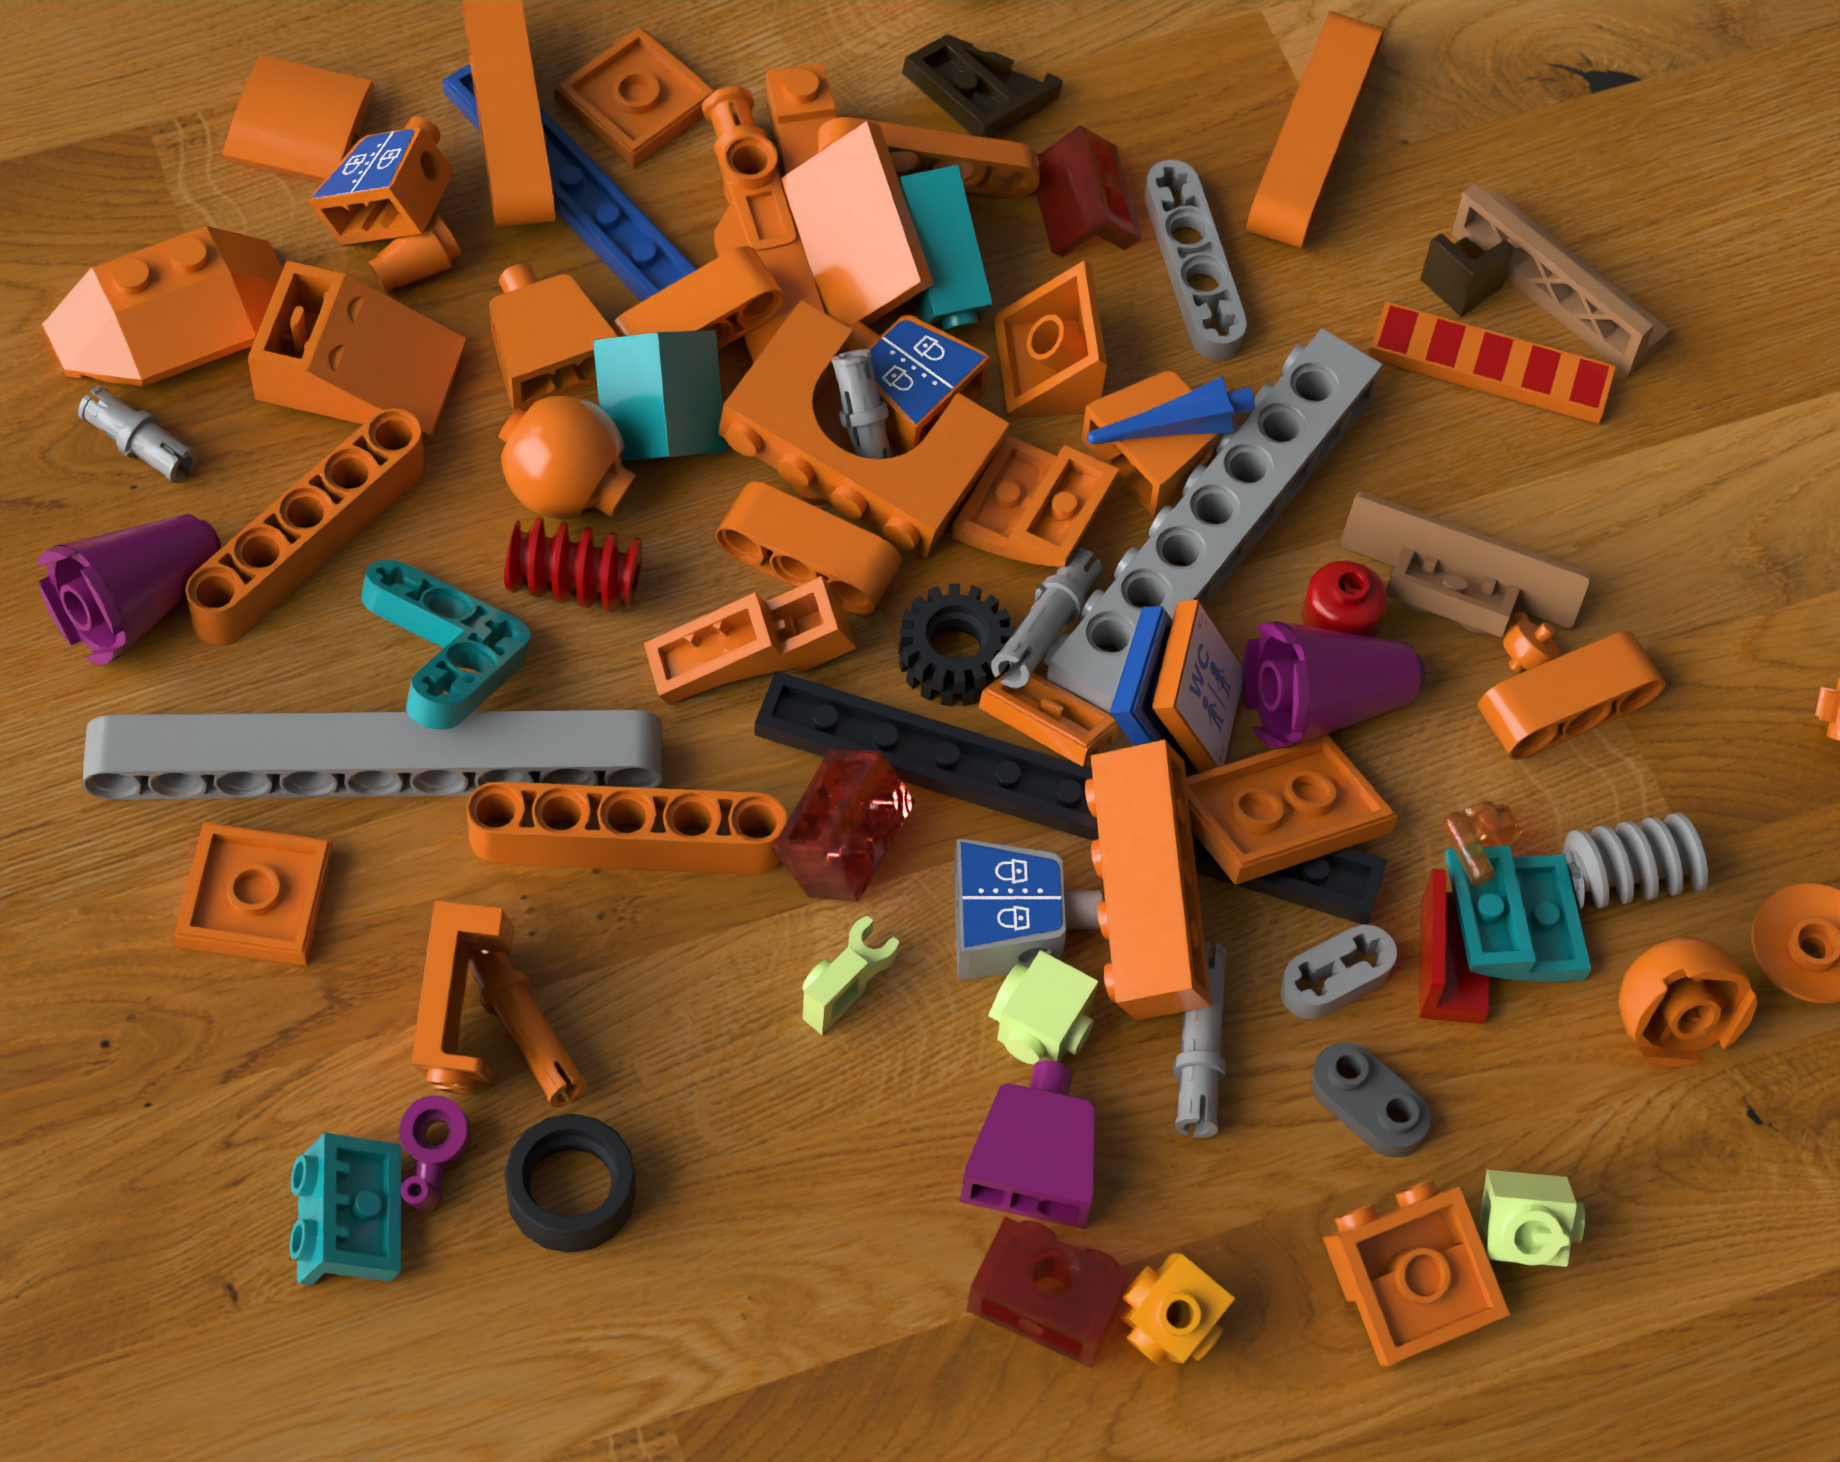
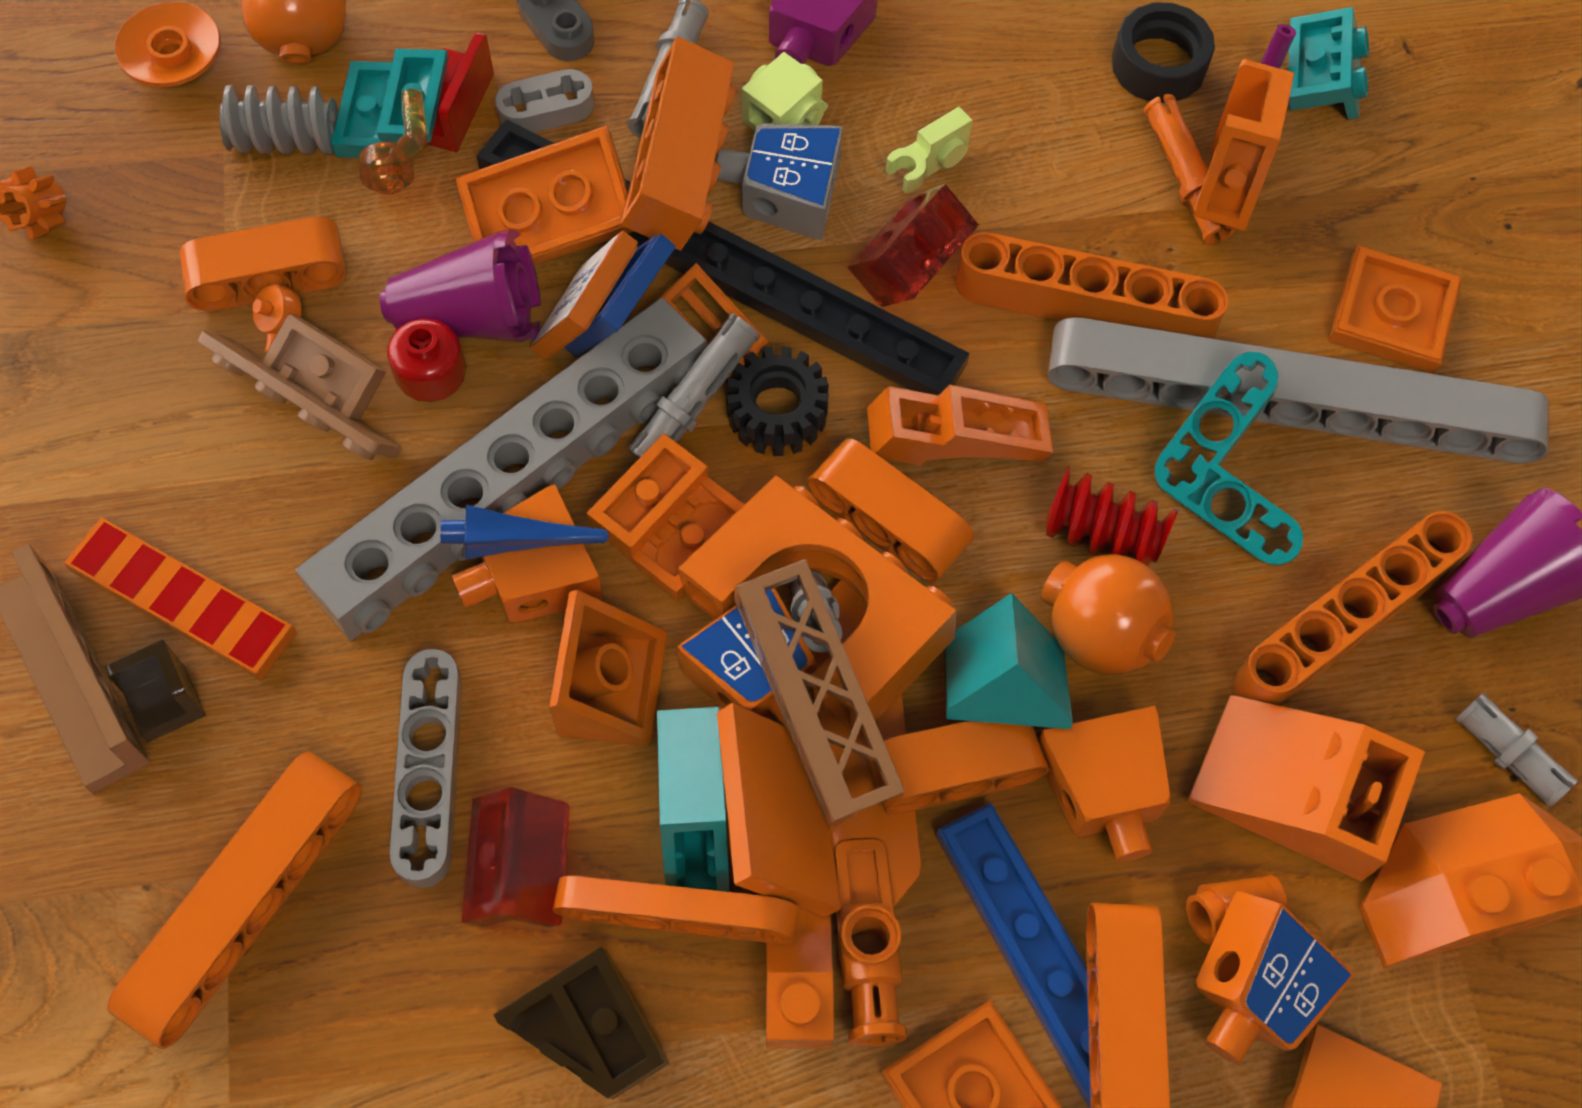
camera: 165 degrees left, 5 degrees up
(857, 295) = (795, 703): none -> medium nougat fence

